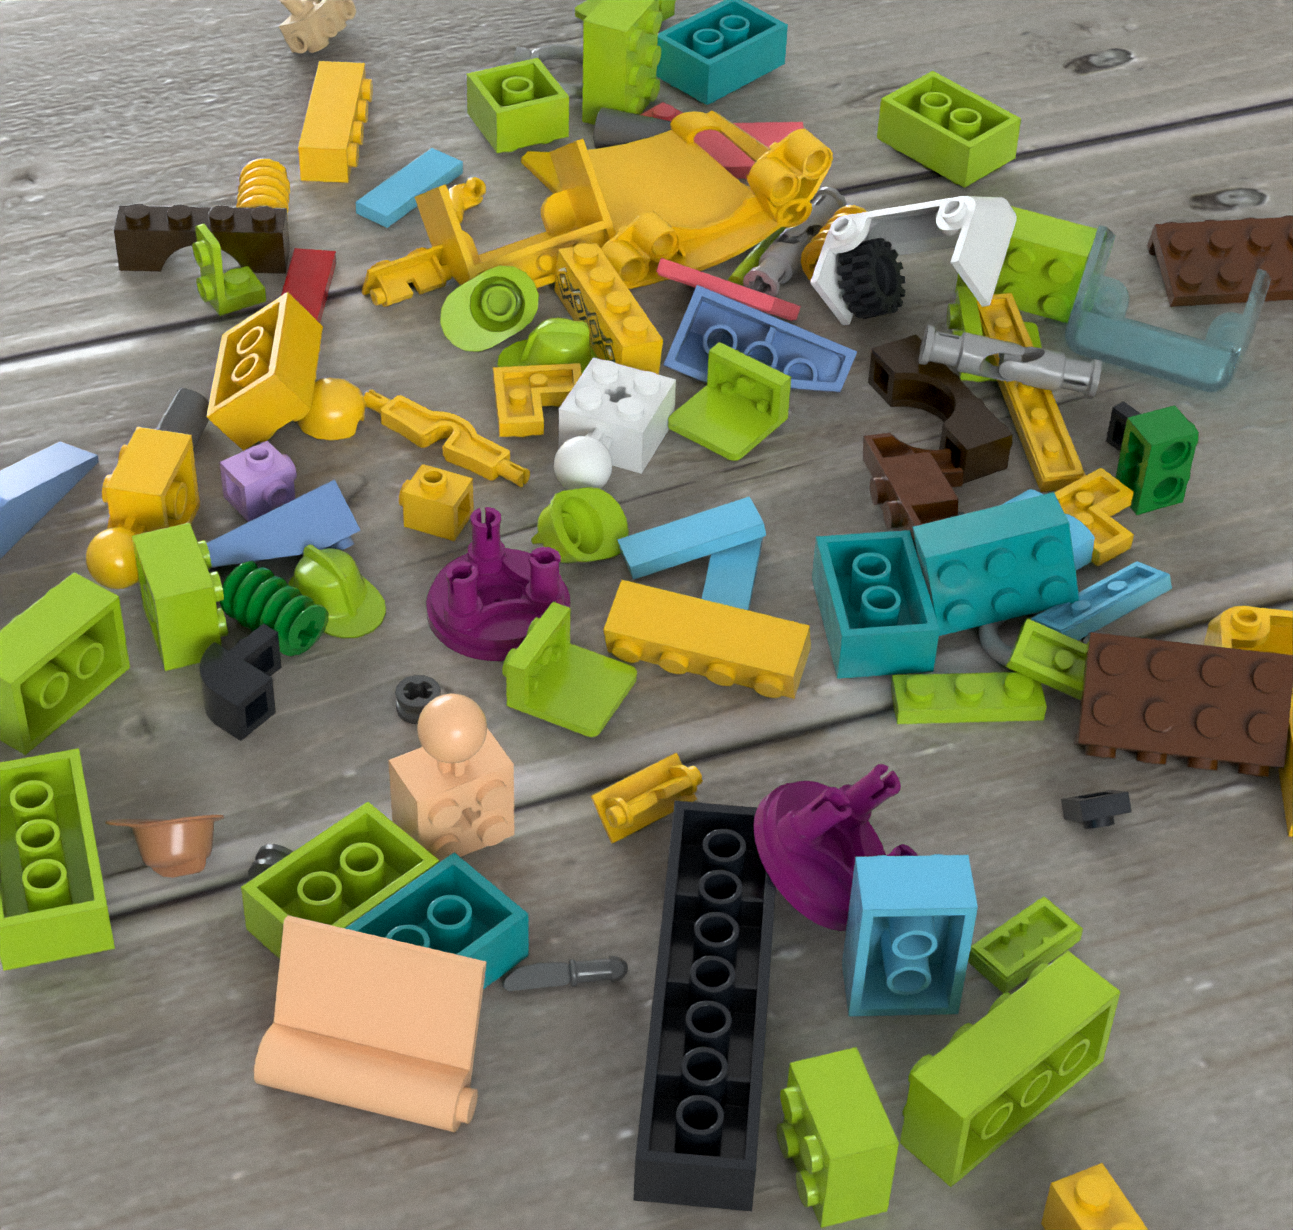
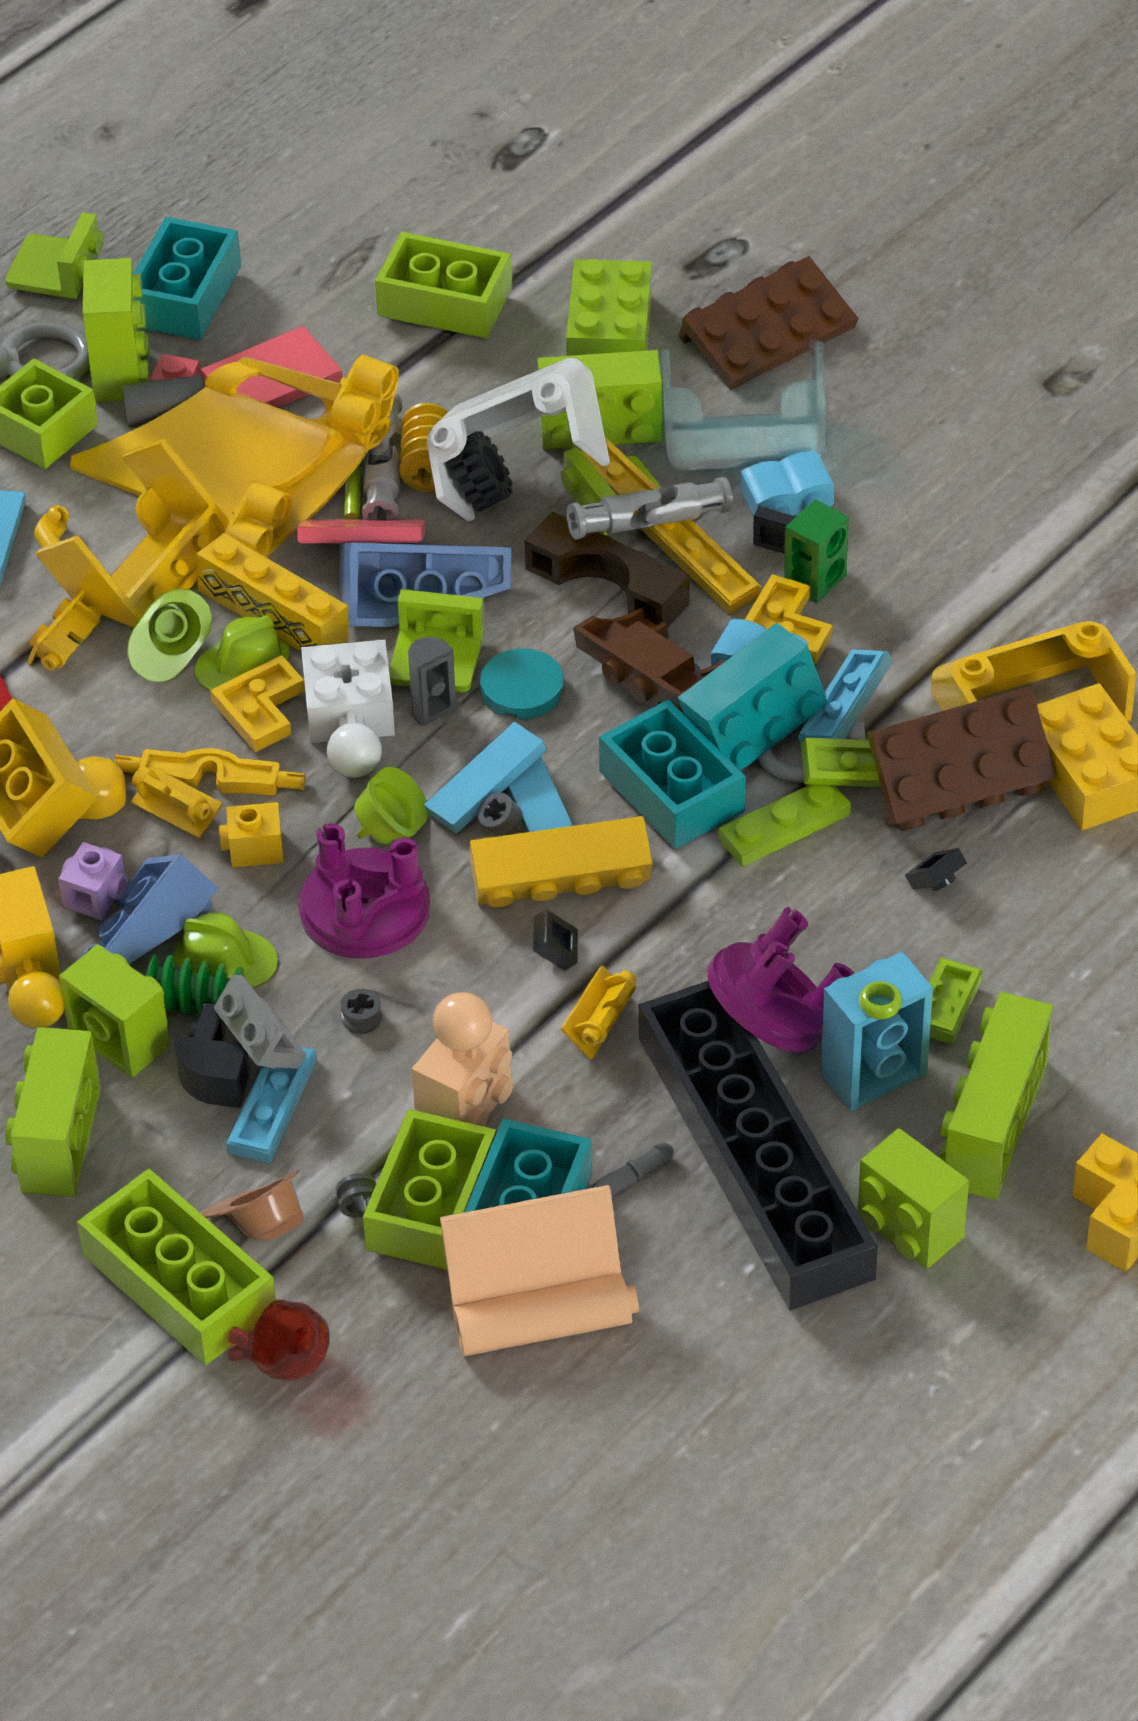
camera: 25 degrees left, 5 degrees up
(85, 984) = (285, 1341): none -> clear red hat
(270, 747) = (269, 1110): none -> medium azure tile
(293, 667) = (257, 1026): none -> light grey bracket
(389, 445) = (174, 801): none -> yellow hinge
(564, 680) = (472, 943): lime bracket -> none
(651, 711) = (555, 939): none -> black plate
(683, 575) = (489, 811): none -> dark grey bush
(695, 429) = (431, 679): none -> dark grey brick
(791, 473) = (522, 683): none -> teal tile
(904, 908) = (878, 1011): none -> lime piece
(1094, 190) = (609, 306): none -> lime brick
(1155, 388) = (787, 484): none -> medium azure brick

